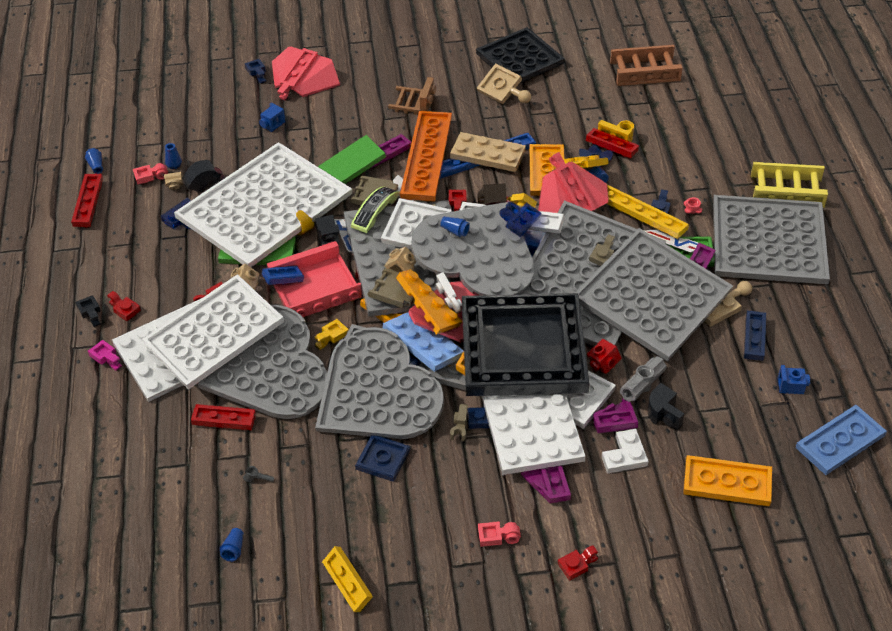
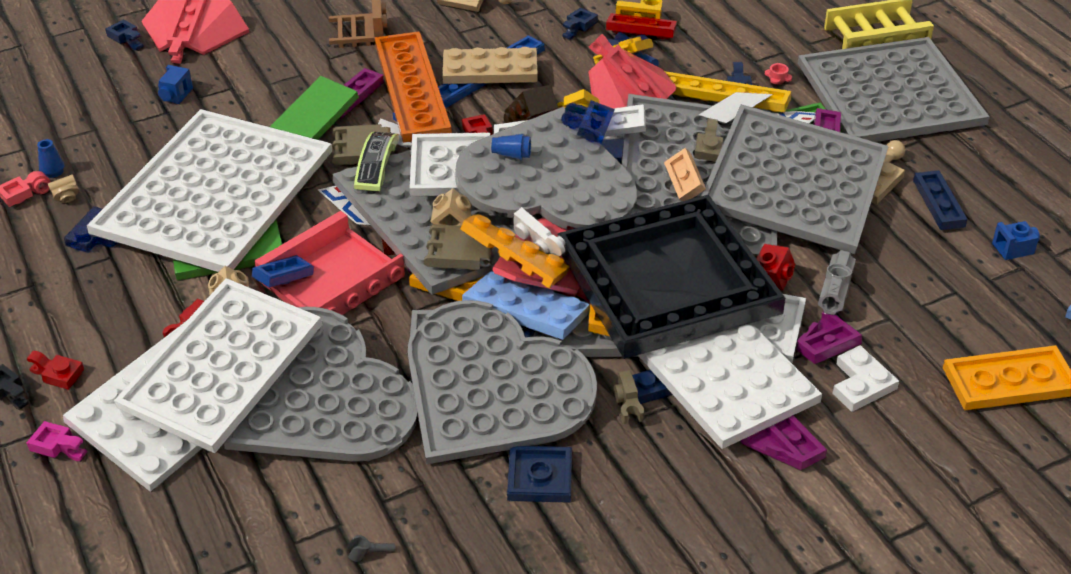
camera: 20 degrees left, 5 degrees down
(200, 174) = (103, 171): black brick -> none
(223, 417) = (279, 480): red plate -> none
(305, 221) = (286, 195): yellow helmet -> none
(327, 229) = (318, 201): black brick -> none
(331, 332) = (387, 327): yellow plate -> none
(492, 534) = (749, 532): coral plate -> none
(540, 164) = (569, 64): light orange plate -> none
(569, 128) = (579, 20): none -> dark blue plate
(571, 273) = (684, 175): none -> light nougat plate
(575, 563) = (881, 539): red plate -> none
(645, 223) = (727, 108): none -> white sticker
(662, 407) = (878, 313): black brick -> none

